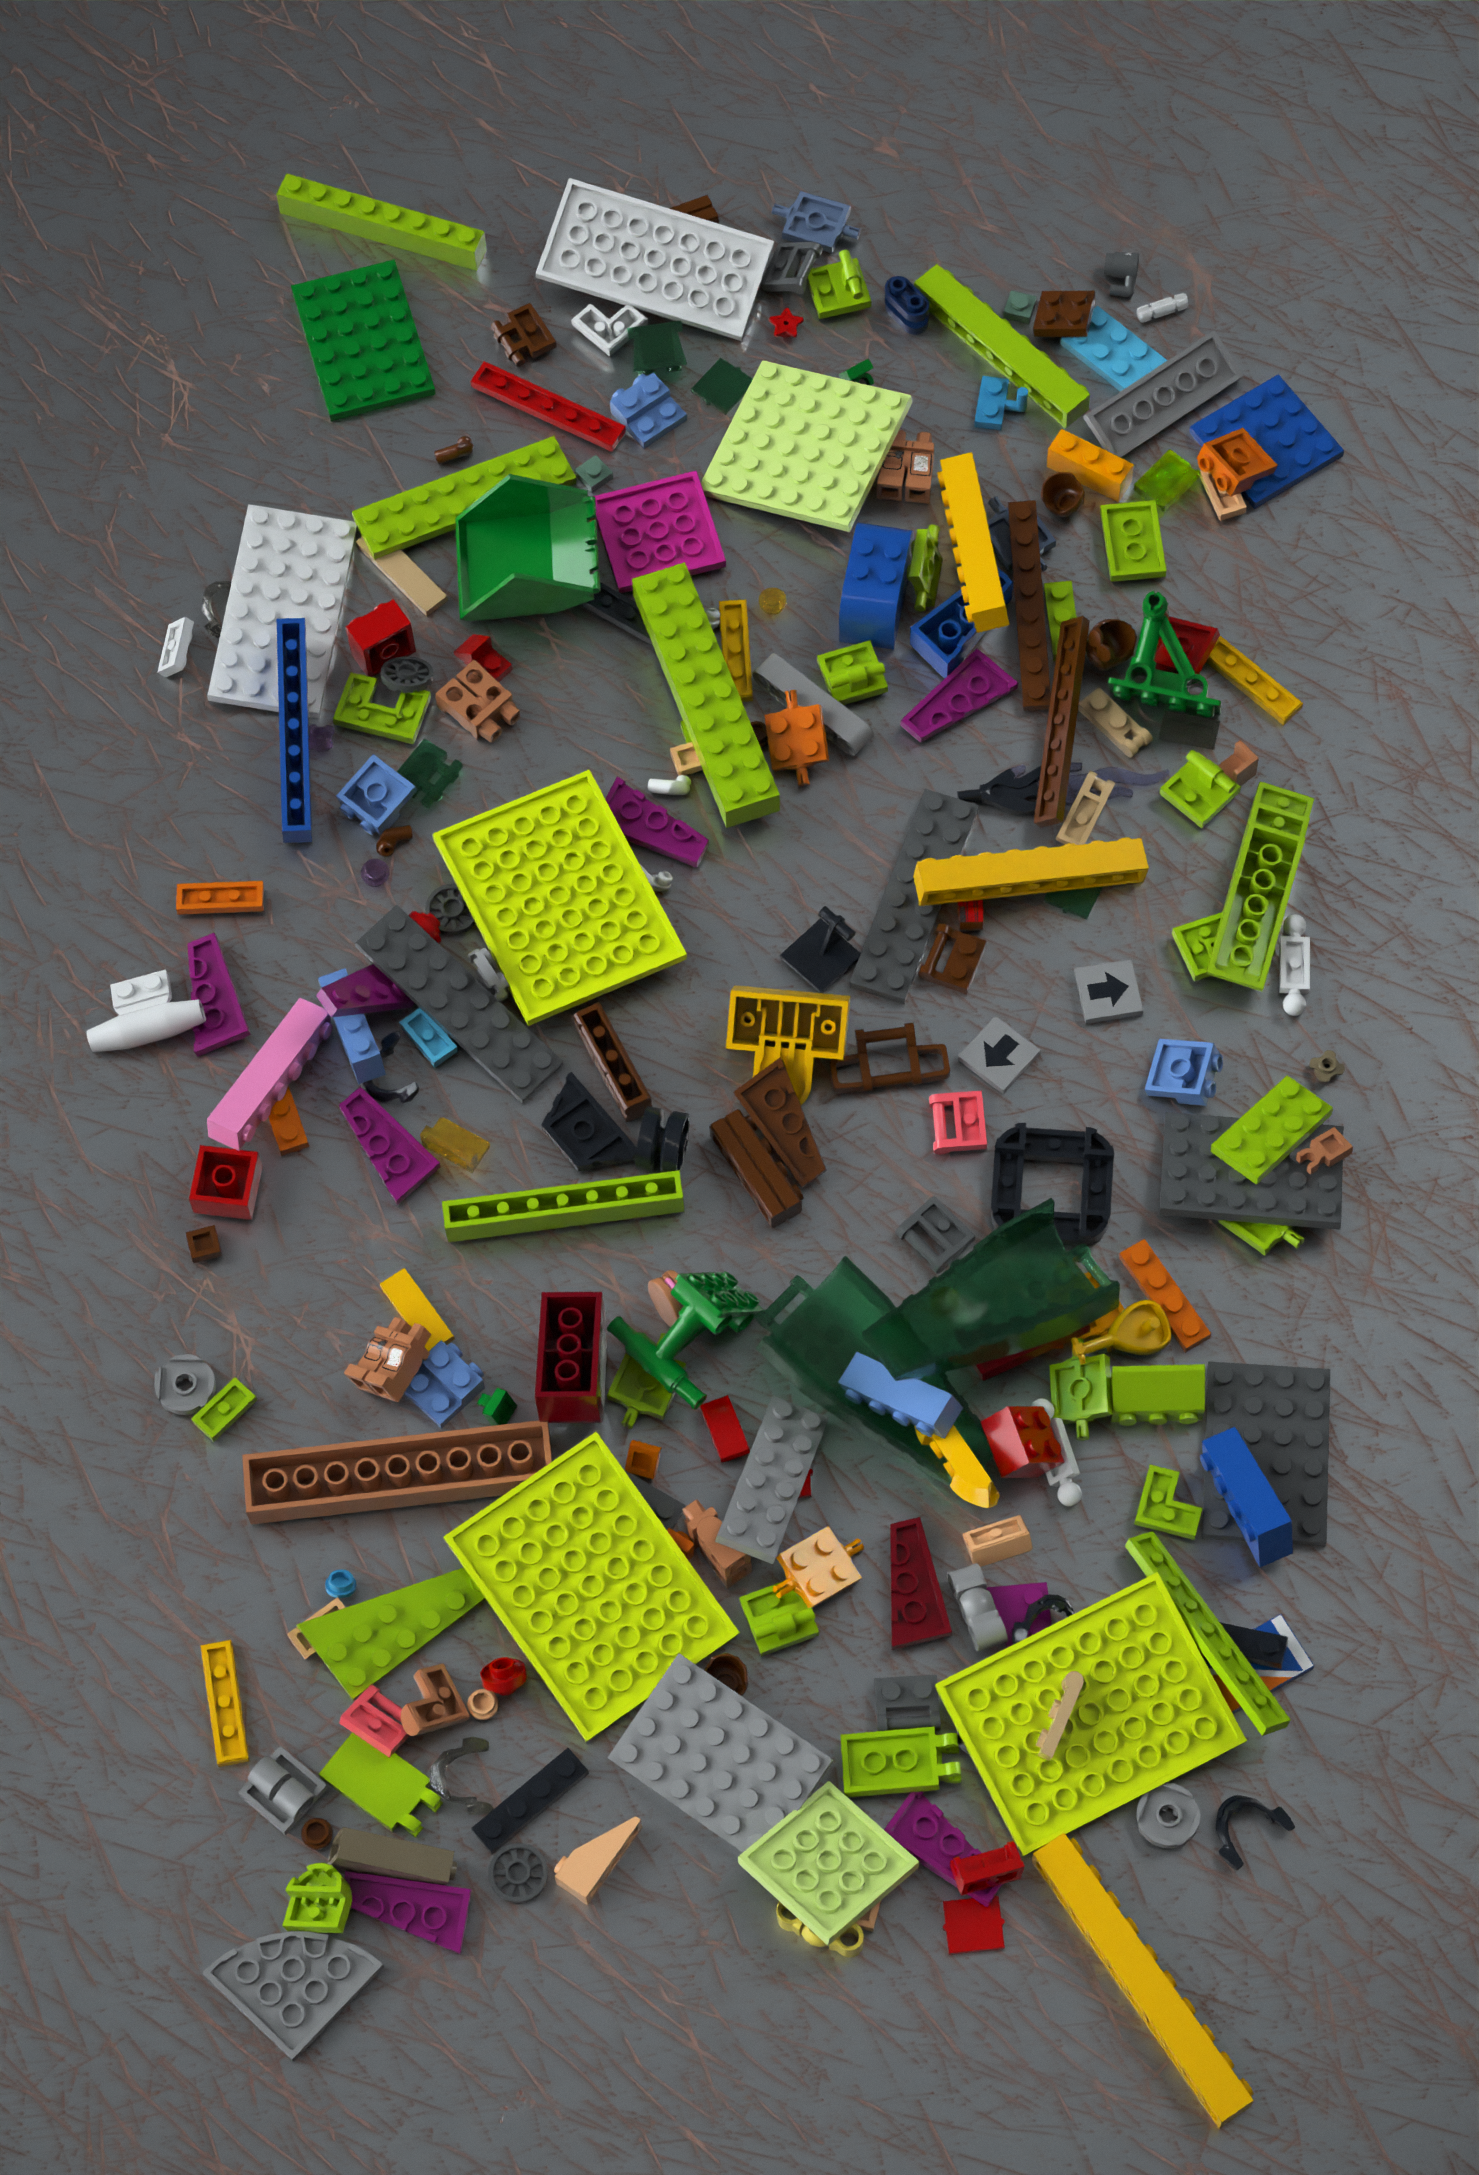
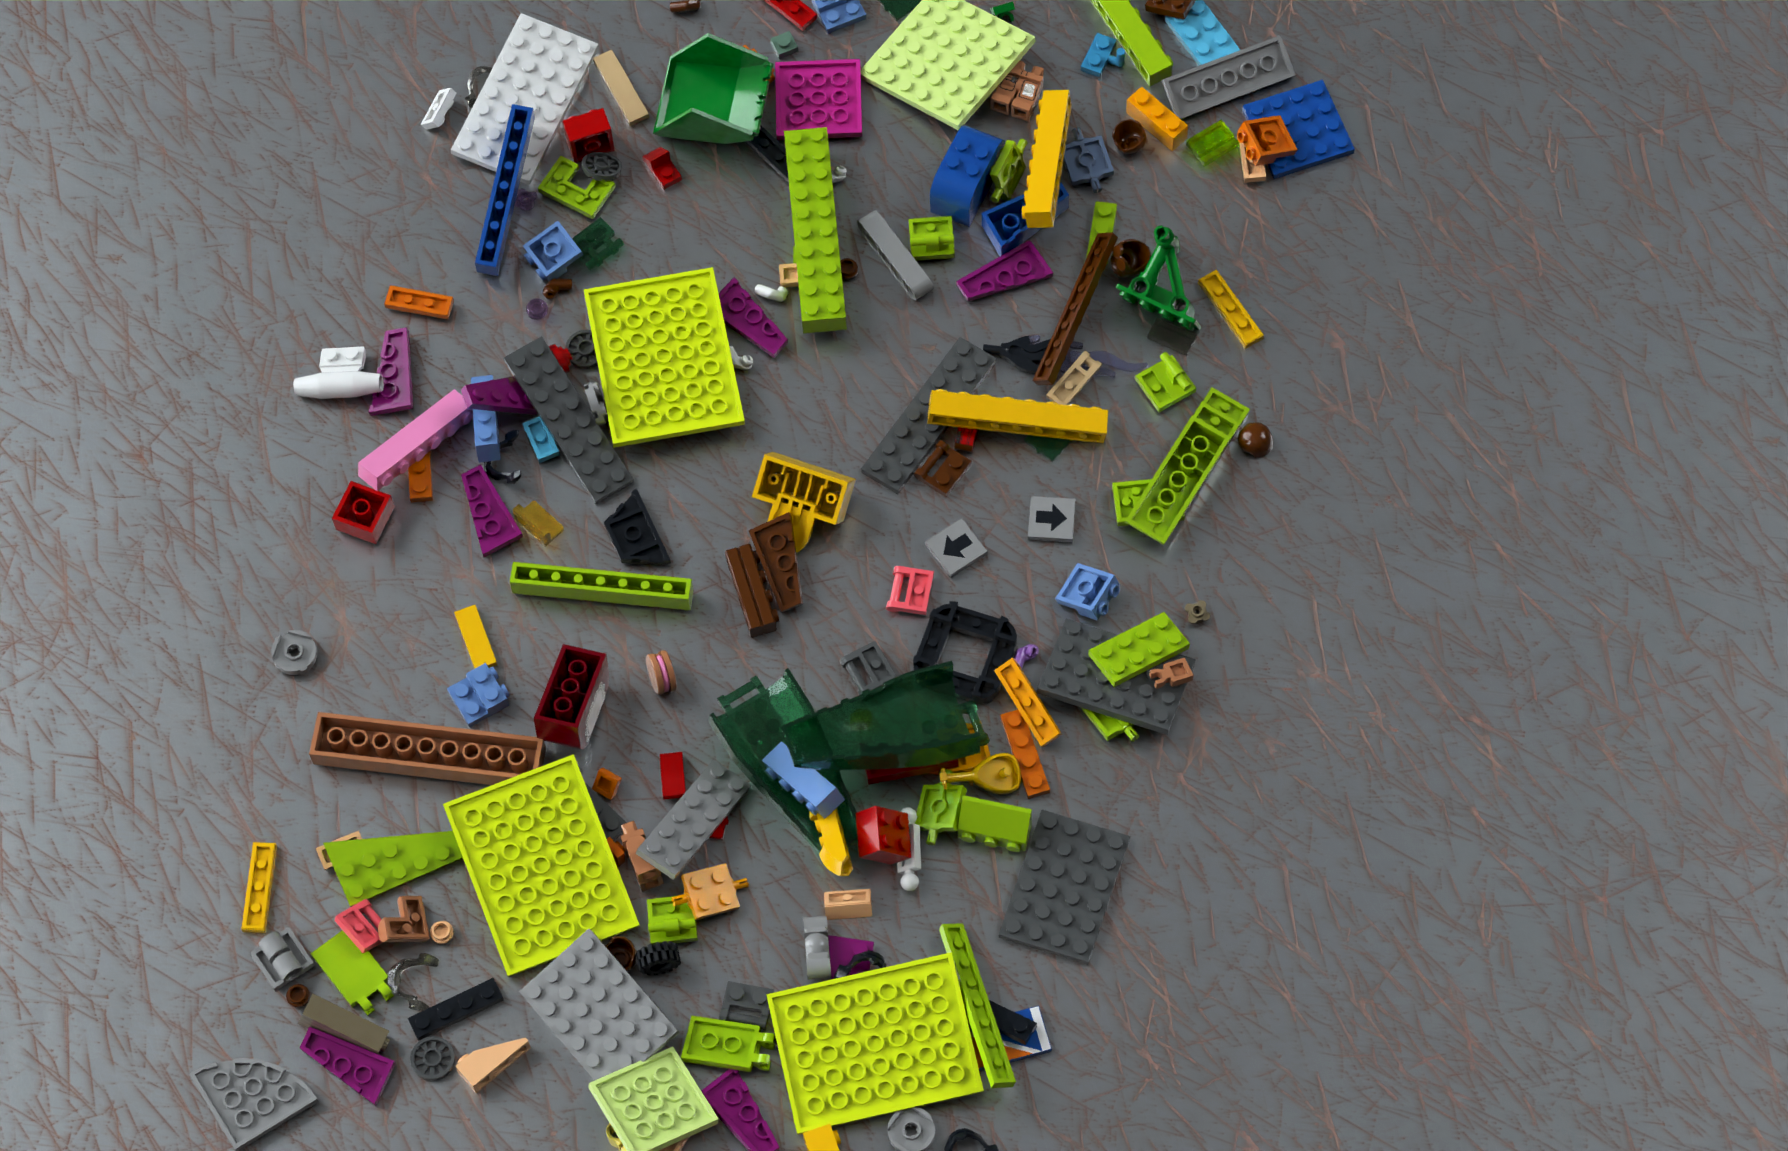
camera: 15 degrees right, 0 degrees up
(203, 1244) = (336, 554): reddish brown plate -> none
(224, 1409) = (317, 677): lime plate -> none
(318, 1901) = (284, 1042): lime slope -> none
(340, 1584) = (364, 822): dark azure plate -> none
(391, 1359) = (445, 668): nougat hips -> none
(435, 505) = (655, 44): lime plate -> none
(478, 702) = (647, 198): nougat hips -> none
(497, 1408) = (513, 721): green tile -> none
(503, 1675) = (461, 915): red plate -> none
(612, 1062) = (668, 488): reddish brown brick -> none
(639, 1391) = (626, 727): lime plate -> none
(662, 1141) = (686, 554): black wheel -> none
(709, 1303) = (680, 682): green plate -> none
(736, 645) = (851, 200): yellow tile -> none
(772, 601) = (888, 170): clear yellow plate -> none
(778, 1670) = (658, 958): none -> black tyre
(796, 738) = (874, 277): orange plate -> none
(822, 952) = (847, 442): black plate -> none
(913, 1076) = (853, 545): reddish brown bar -> none
(916, 1597) = (776, 924): dark red wing -> none
(987, 1869) = (766, 1136): red hinge -> none
(1029, 605) = (1078, 215): reddish brown plate -> none
(1060, 1713) = (849, 1037): tan plate -> none
(1114, 722) = (1117, 318): tan plate -> none
(1124, 1171) = (1026, 653): none -> medium lavender arm
(1133, 540) = (1172, 183): lime plate -> none
(1152, 1229) = (1028, 702): none -> light orange plate
(1160, 1511) = (972, 907): lime plate -> none
(1162, 307) = (1250, 9): white axle -> none
(1195, 640) = (1193, 271): red plate -> none
(1241, 764) = (1200, 372): nougat panel -> none
(1248, 1496) = (1036, 914): blue wedge -> none
(1294, 965) = (1196, 531): white plate -> none
(1332, 834) = (1256, 439): none -> reddish brown hair

